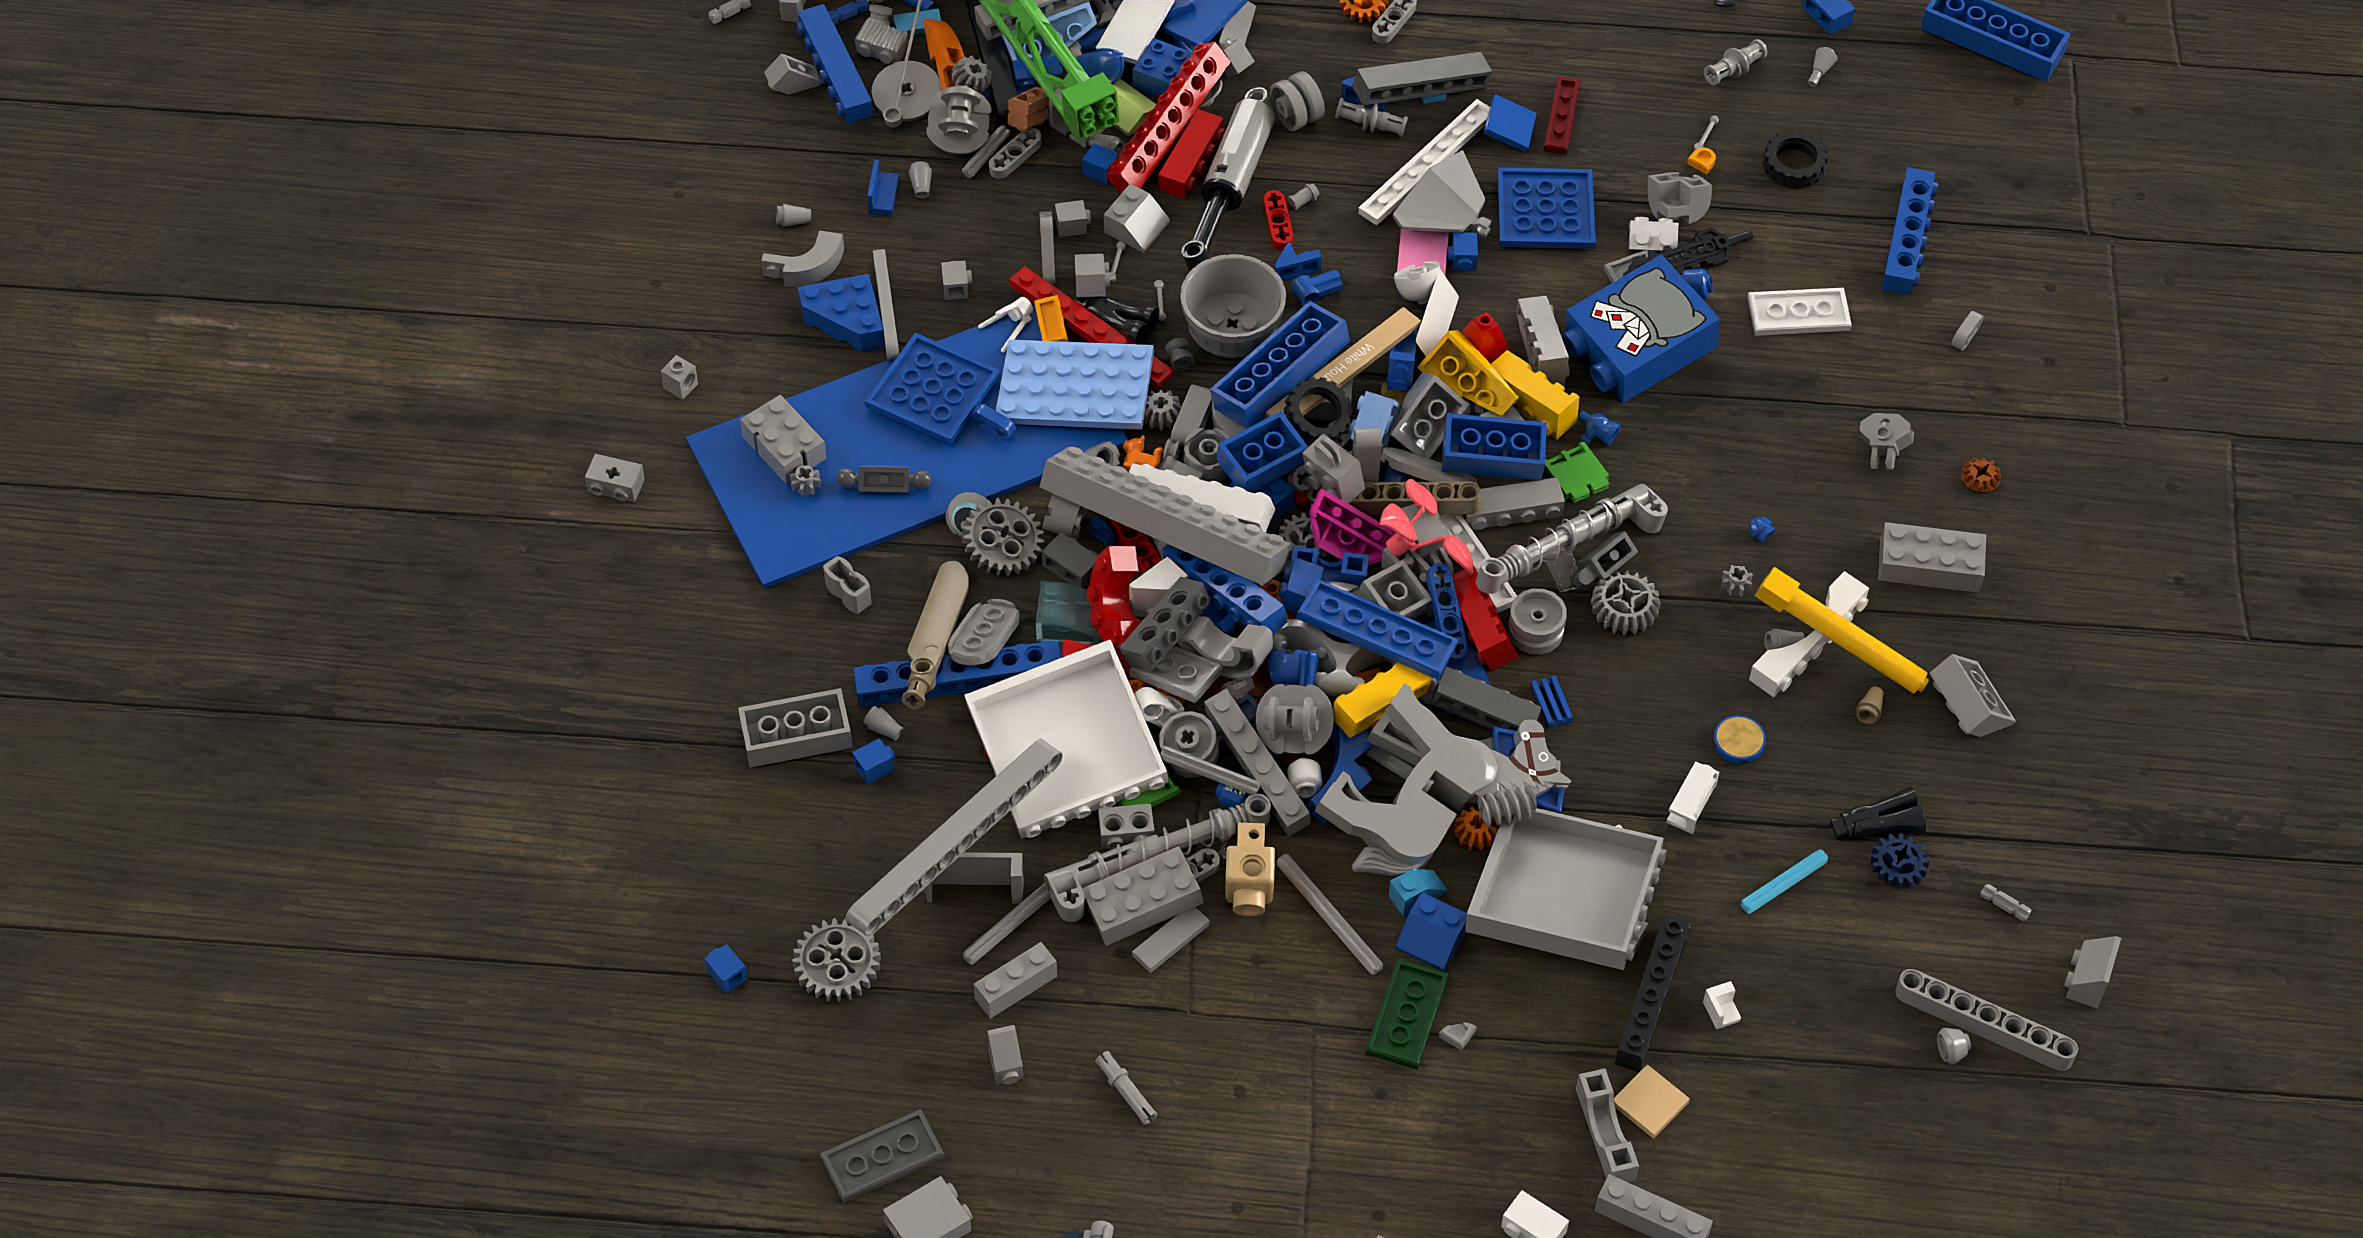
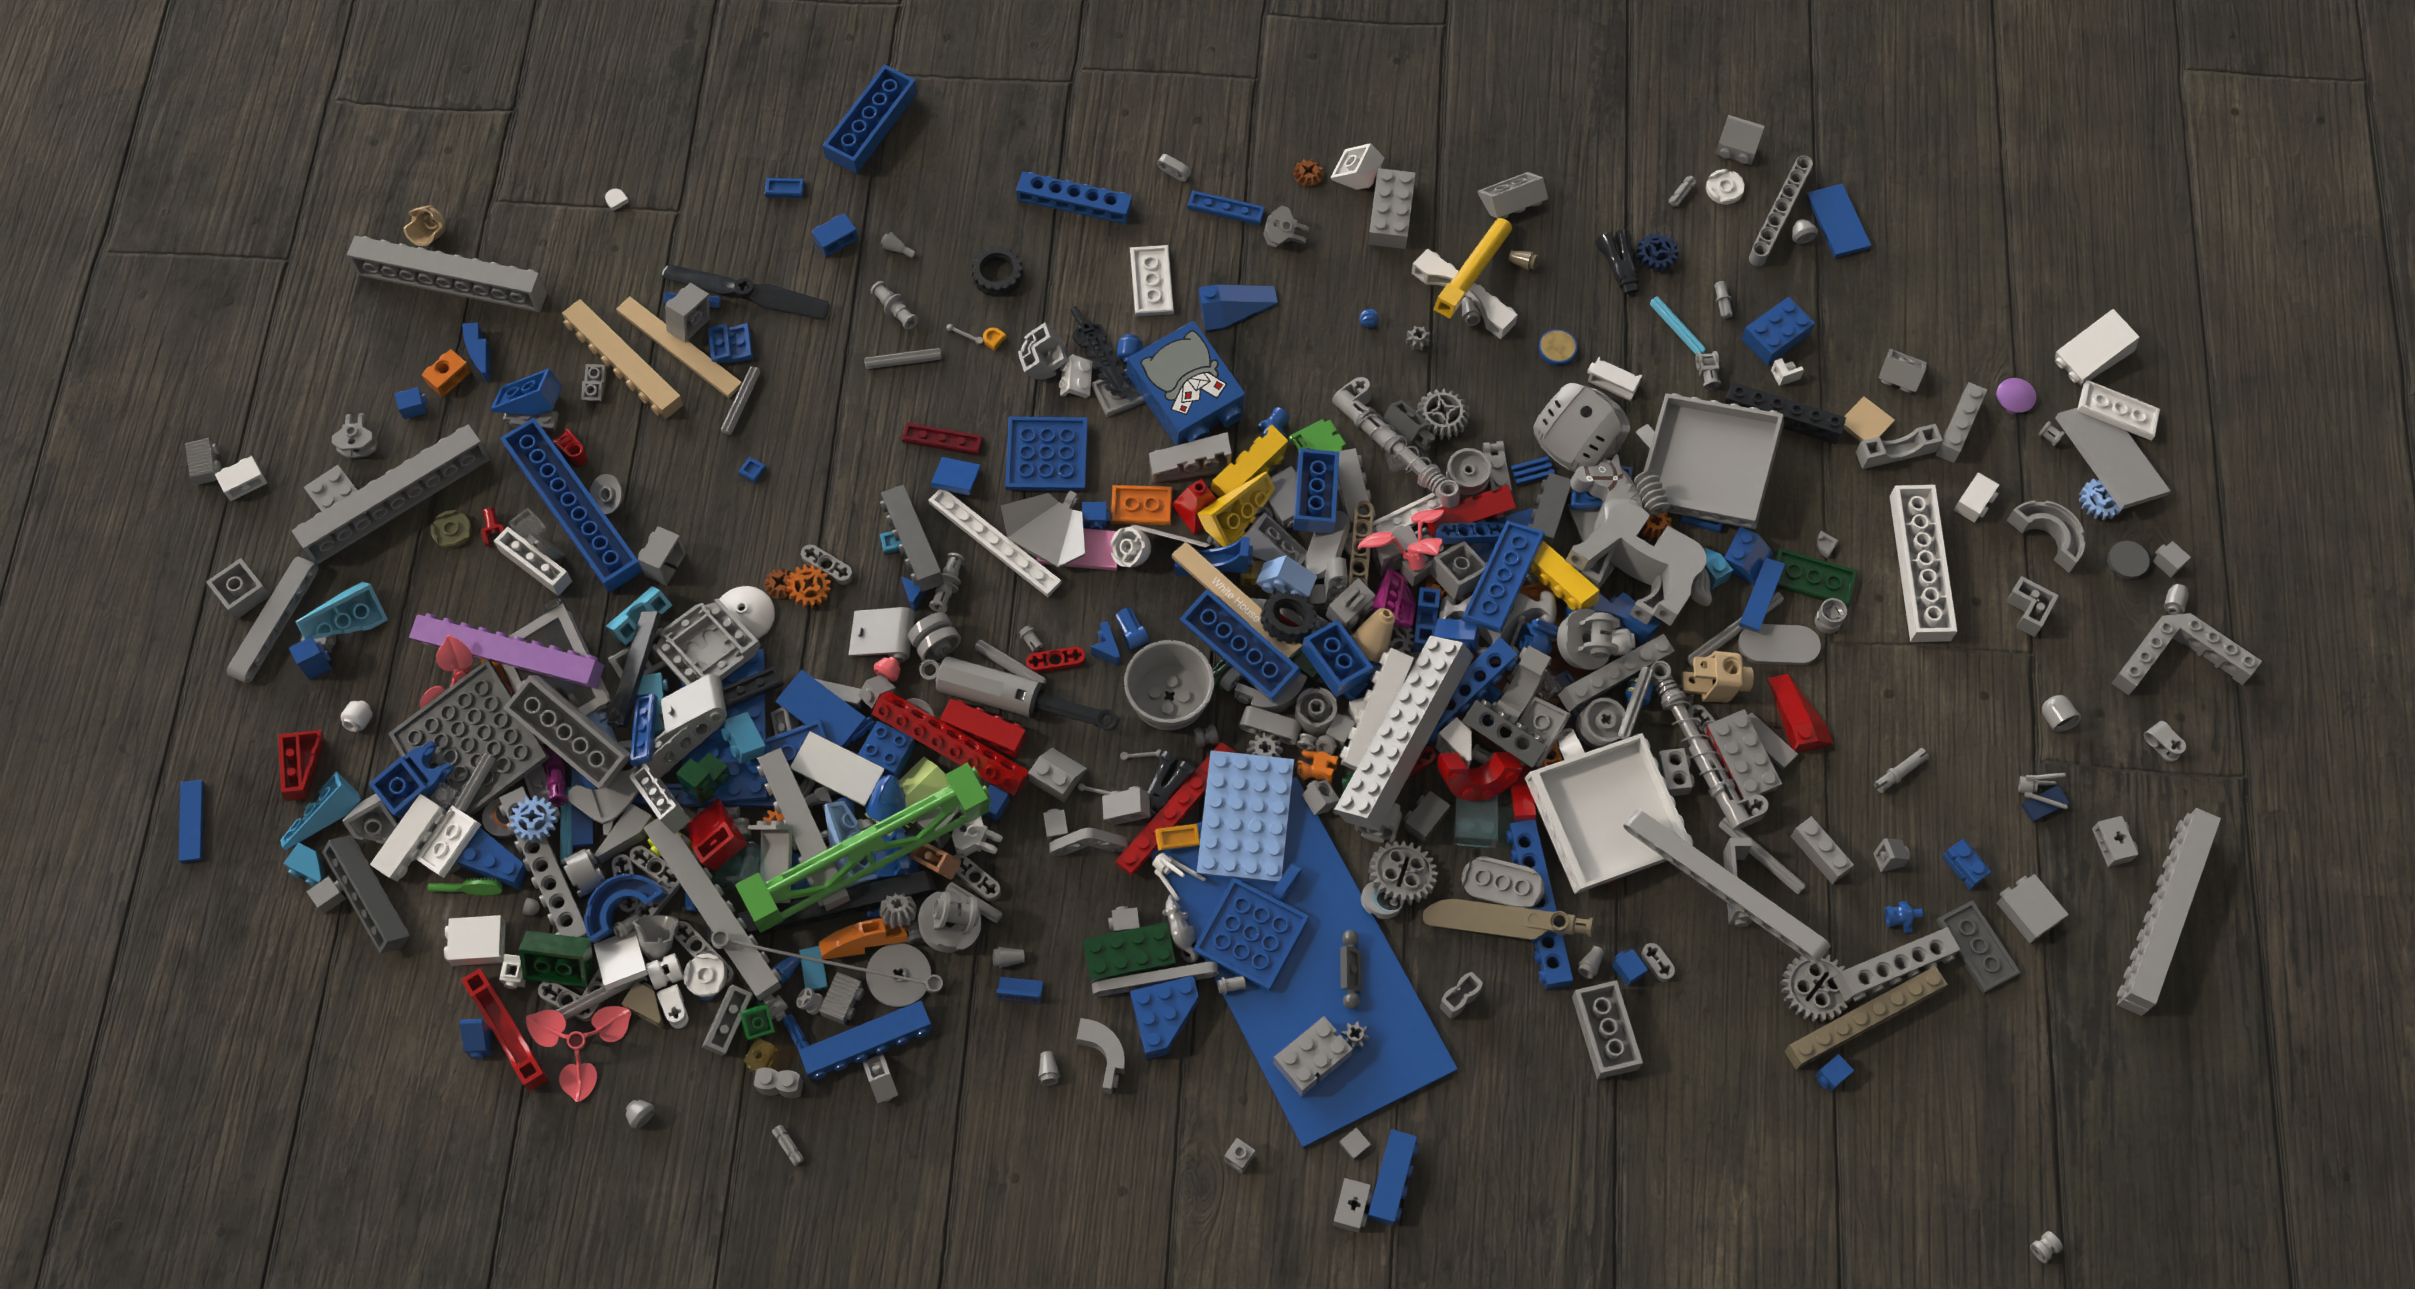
camera: 90 degrees left, 10 degrees up
(487, 1181) = (2046, 1247): none -> light grey wheel
(642, 516) = (1392, 1178): none -> blue brick
(686, 487) = (1355, 1143): none -> light grey tile
(793, 1009) = (1865, 1017): none -> dark tan brick
(873, 365) = (1231, 984): none -> light grey pin
(881, 795) = (1654, 965): none -> light grey beam
(887, 1104) = (1941, 942): none -> light grey brick
(916, 282) = (1129, 952): none -> dark green brick
(925, 1064) = (1902, 914): none -> blue piece
(939, 324) = (1180, 932): none -> light grey animal
(990, 1146) = (1966, 864): none -> blue brick
(1059, 144) = (972, 838): none -> white hinge
(1200, 975) = (1799, 718): none -> red wedge
(1262, 69) = (888, 668): none -> coral cone
(1272, 179) = (1007, 662): none -> light grey axle
(1293, 497) = (1375, 634): none -> tan cone
(1307, 963) = (1780, 645): none -> light grey tile
(1314, 58) = (882, 632): none -> door
(1345, 1019) = (1830, 615): none -> light grey wheel
(1374, 940) = (1762, 595): none -> blue tile
(1427, 1138) = (1923, 563): none -> white brick
(1481, 293) = (1141, 505): none -> orange tile
(1554, 662) = (1499, 470): none -> light grey plate
(1596, 738) = (1571, 433): none -> light grey piece
(1667, 76) = (902, 358): none -> light grey axle
(1718, 910) = (1708, 368): none -> light grey connector
(1735, 1151) = (1902, 371): none -> light grey slope
(1769, 385) = (1232, 303): none -> blue wedge
(1783, 996) = (1778, 331): none -> blue brick
(1831, 938) = (1723, 299): none -> light grey axle
(1917, 385) = (1226, 208): none -> blue tile
(1981, 1098) = (1838, 220): none -> blue tile
(1997, 523) = (1358, 166): none -> white slope
(2021, 958) = (1725, 187): none -> white tile

